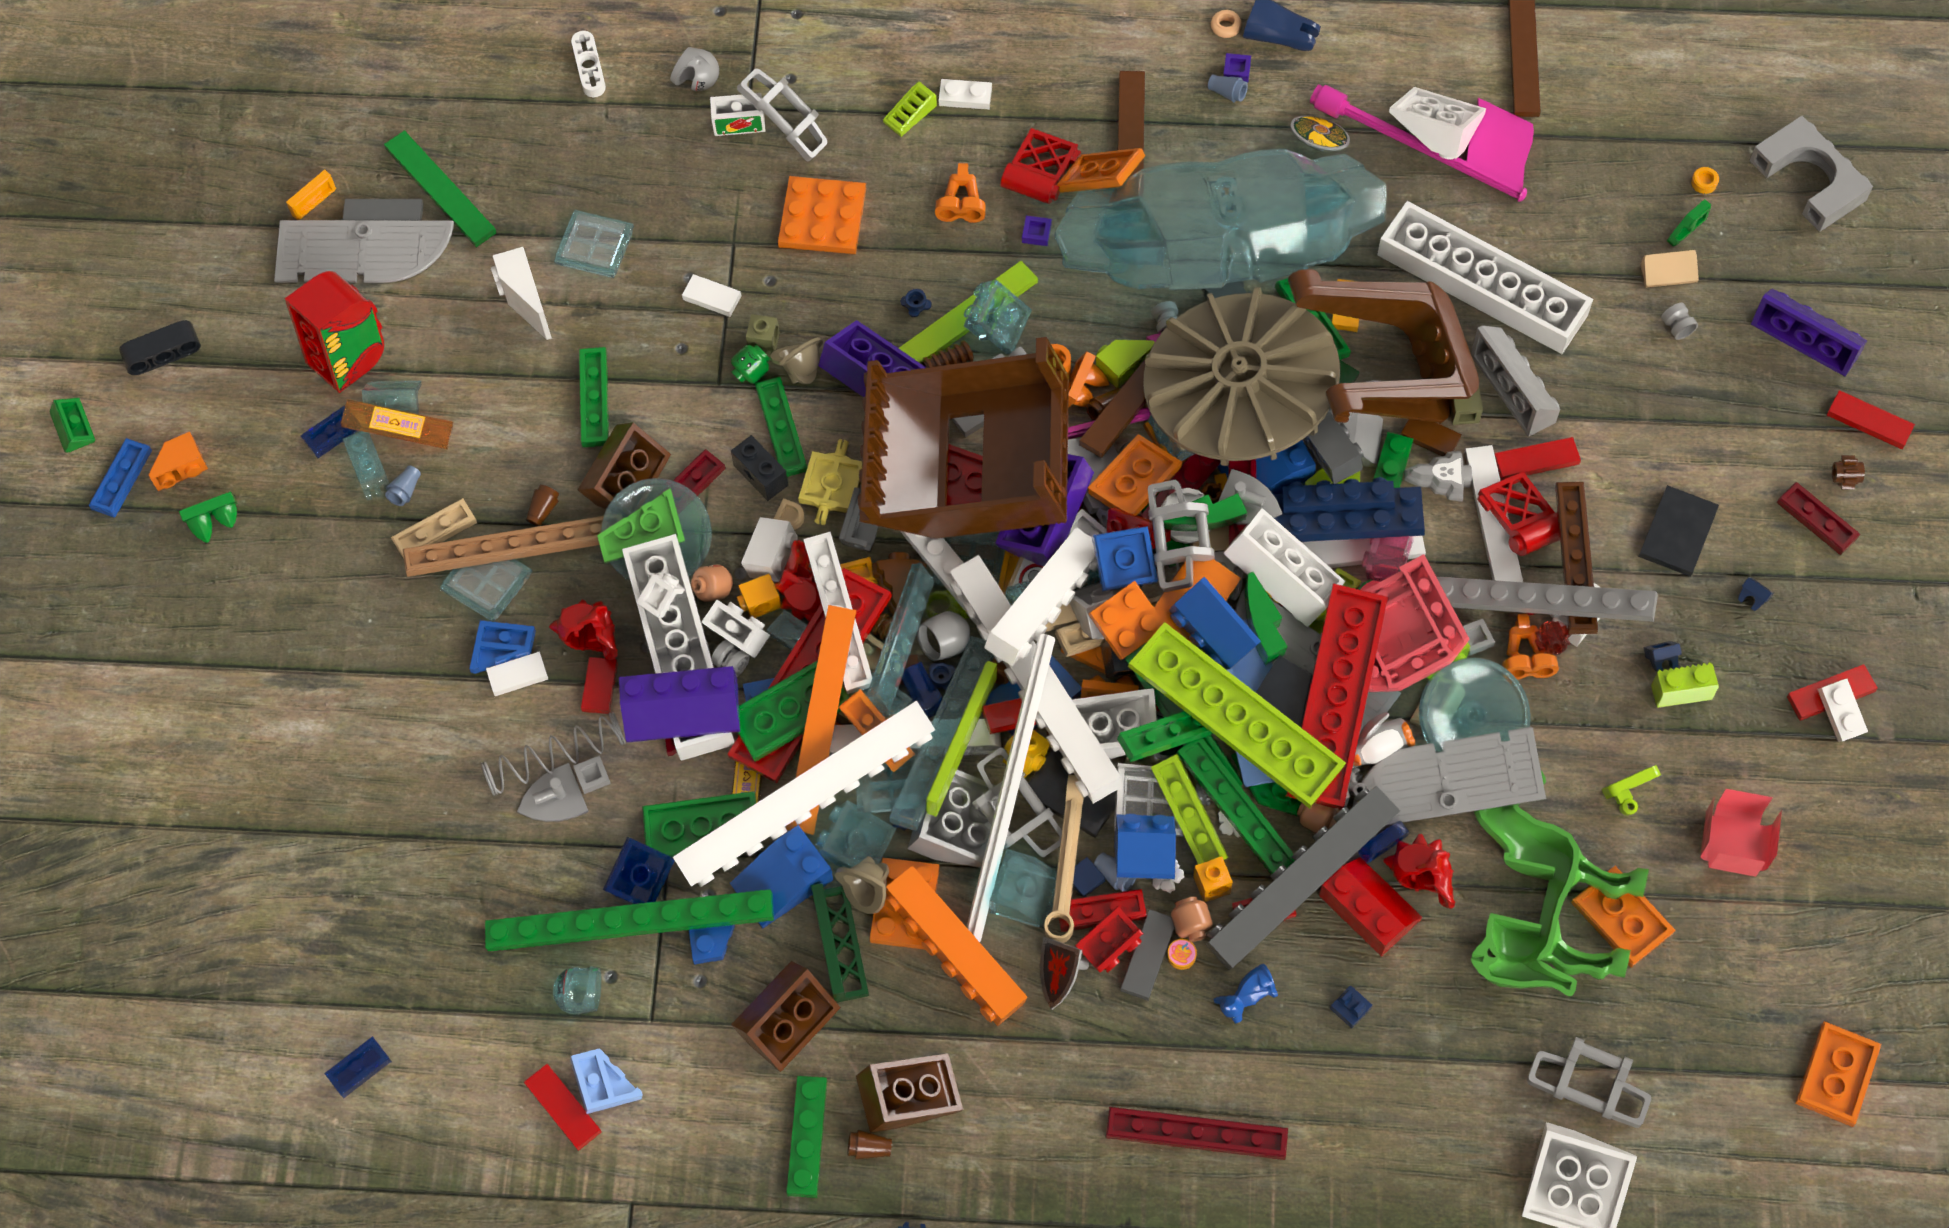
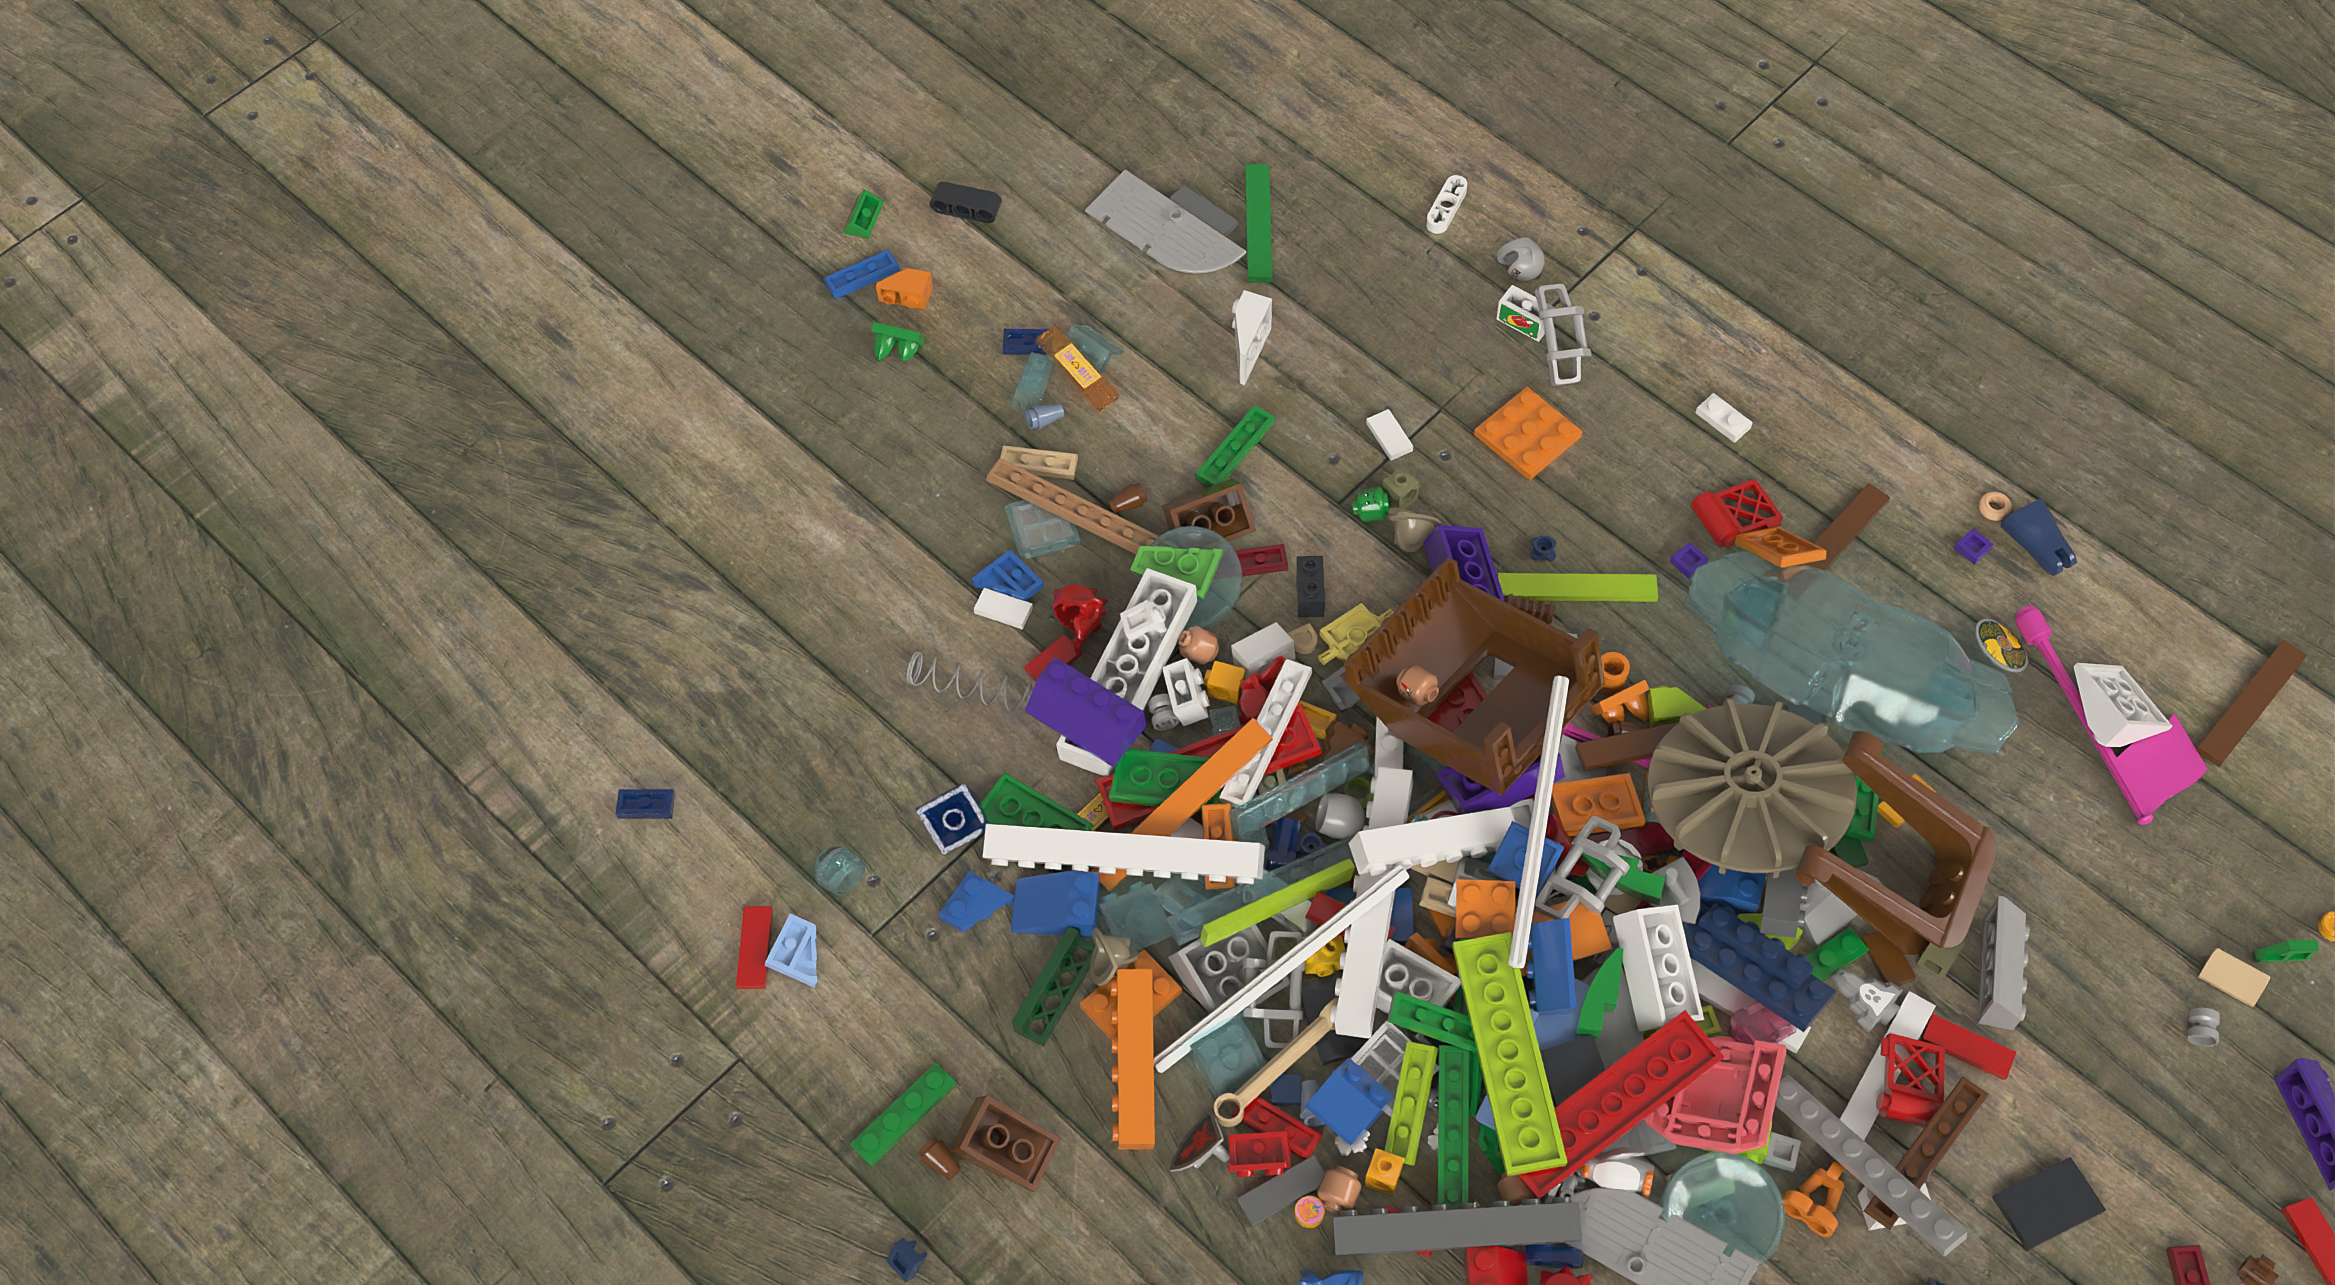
camera: 40 degrees right, 5 degrees down
(311, 195) = (1162, 166): light orange tile -> none
(336, 329) = (1089, 266): red brick -> none
(554, 797) = (950, 718): light grey shield -> none
(592, 774) = (989, 721): light grey plate -> none
(594, 243) = (1335, 337): clear piece -> none
(629, 920) = (921, 849): green plate -> none
(781, 426) = (1356, 569): green tile -> none
(786, 1015) = (966, 1010): reddish brown slope -> none
(922, 98) = (1674, 391): lime slope -> none
(927, 483) = (1417, 685): none -> nougat head
(969, 208) = (1648, 506): orange piece -> none
(997, 315) = (1597, 601): clear light blue plate -> none
(1116, 520) = (1538, 823): none -> white axle
(1229, 87) = (1953, 558): sand blue cone -> none
(1484, 277) = (2049, 864): white brick -> none
(1552, 638) = (1848, 1204): clear red gear -> none

